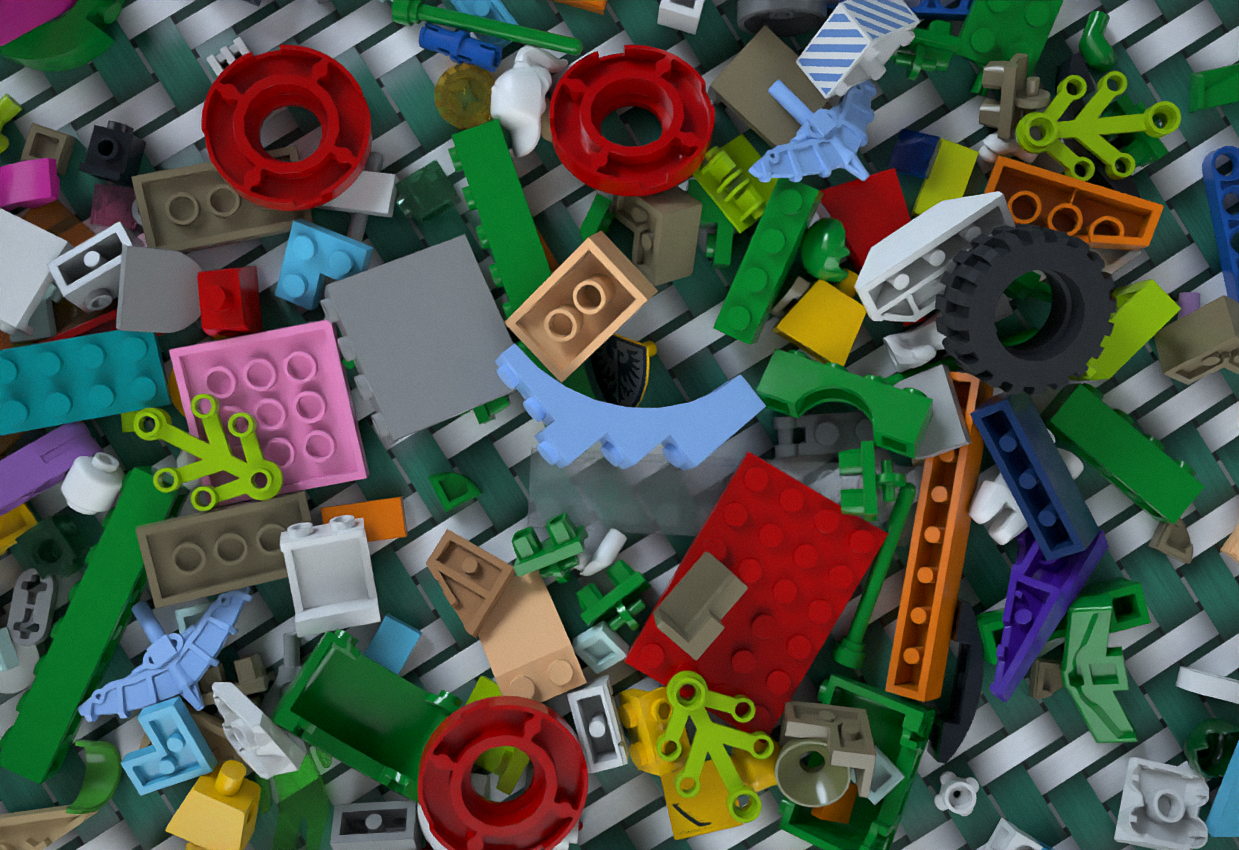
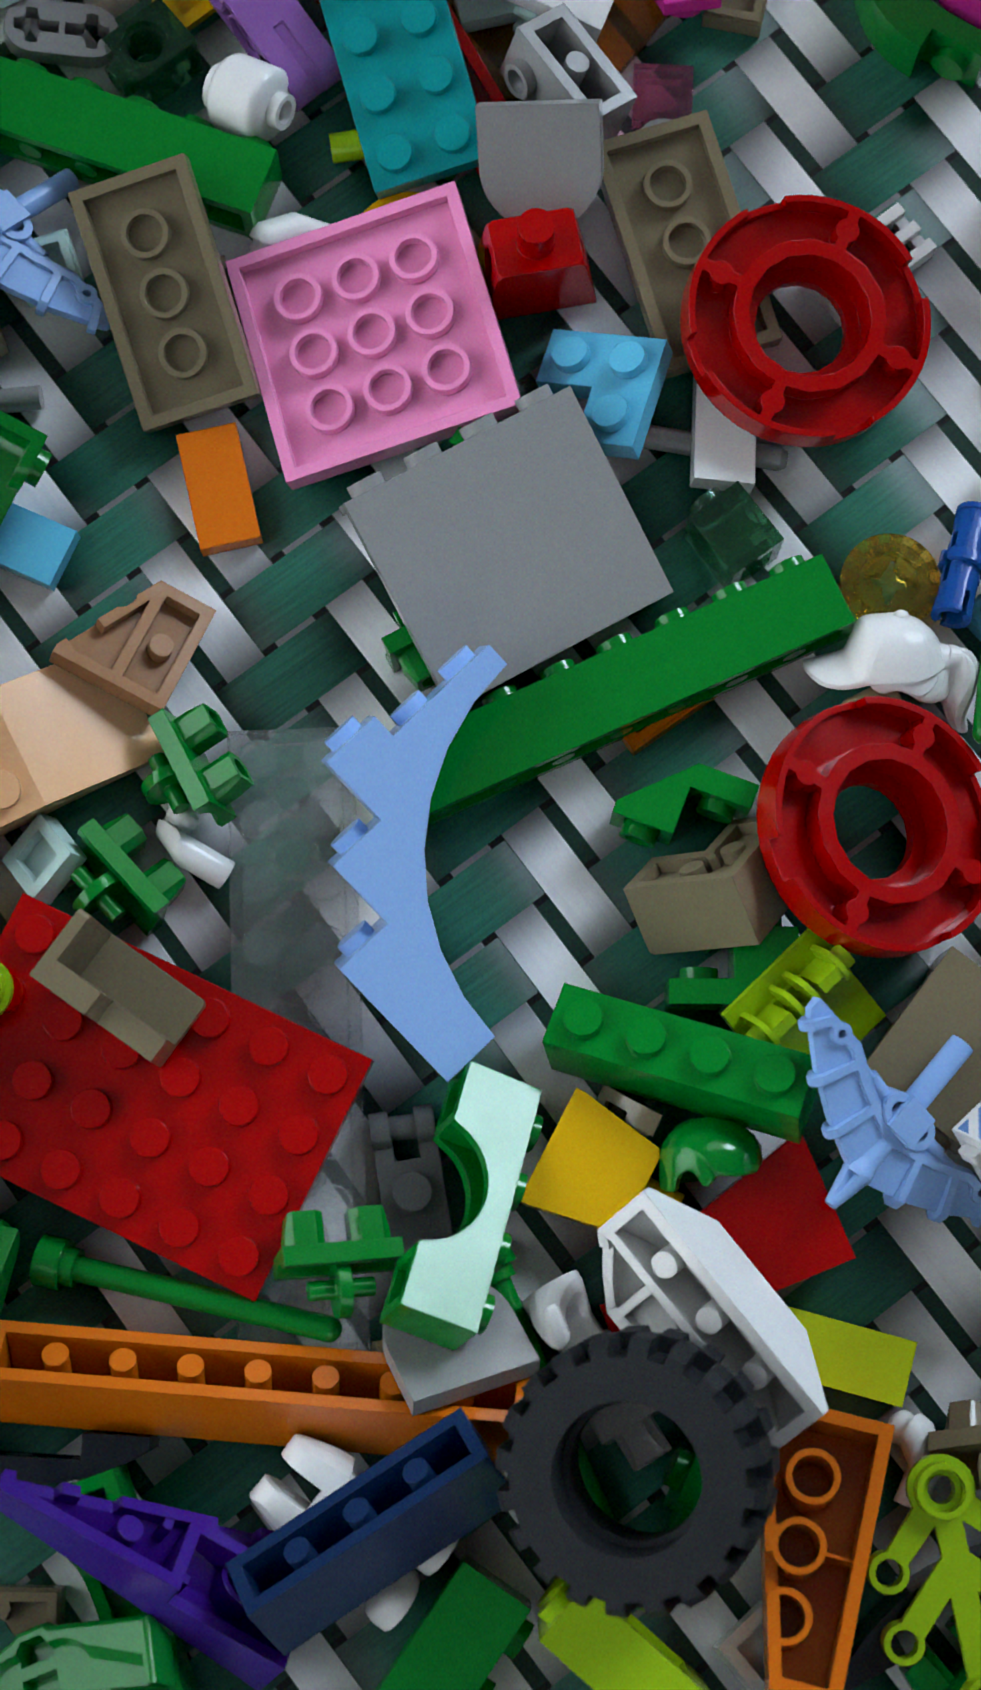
camera: 85 degrees right, 10 degrees down
(124, 159) = (740, 87): black brick -> none
(214, 456) = (303, 259): lime plant -> none
(330, 575) = (133, 442): white panel -> none
(453, 489) = (279, 617): green tile -> none
(580, 305) = (579, 770): light nougat slope -> none
(623, 369) = (491, 850): shield -> none
(915, 153) = (886, 1299): clear blue tile -> none

